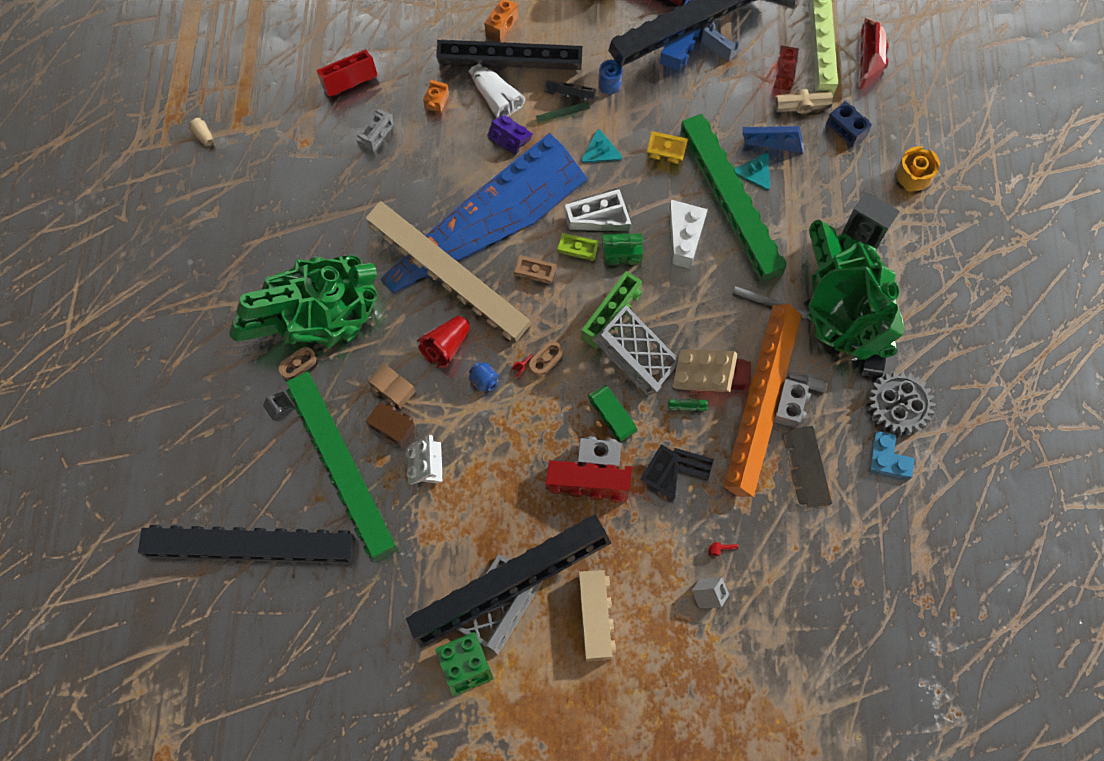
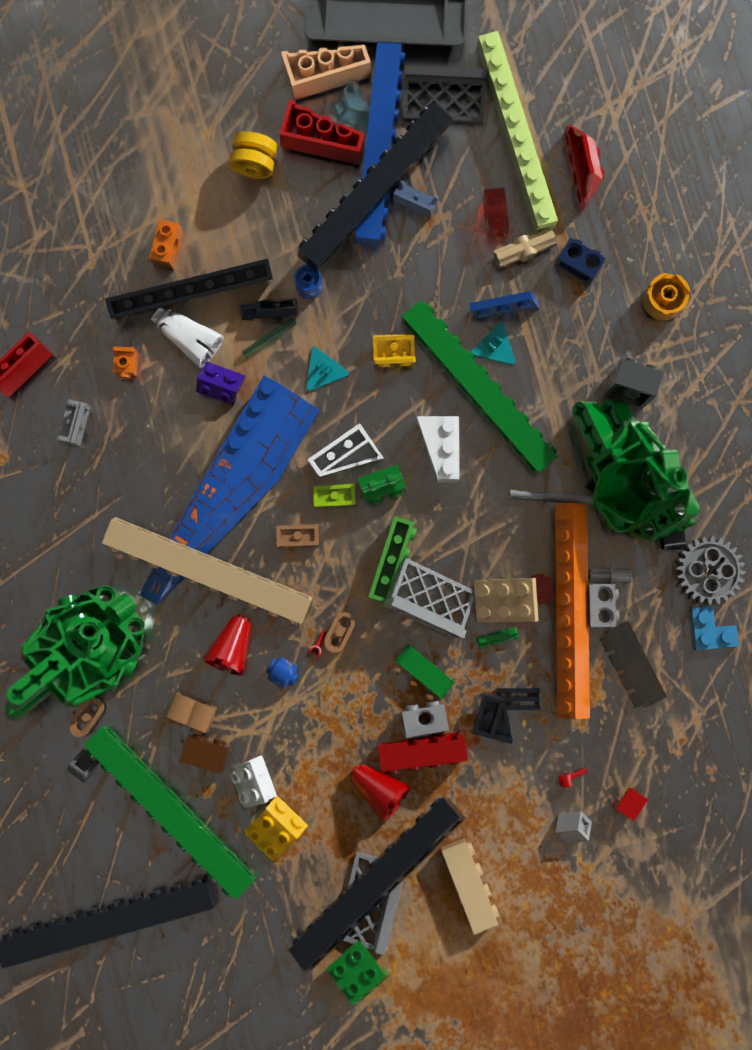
camera: 15 degrees left, 15 degrees up
(430, 509) = (275, 829): none -> yellow bracket
(539, 503) = (379, 790): none -> red cone
(771, 585) = (630, 803): none -> red panel

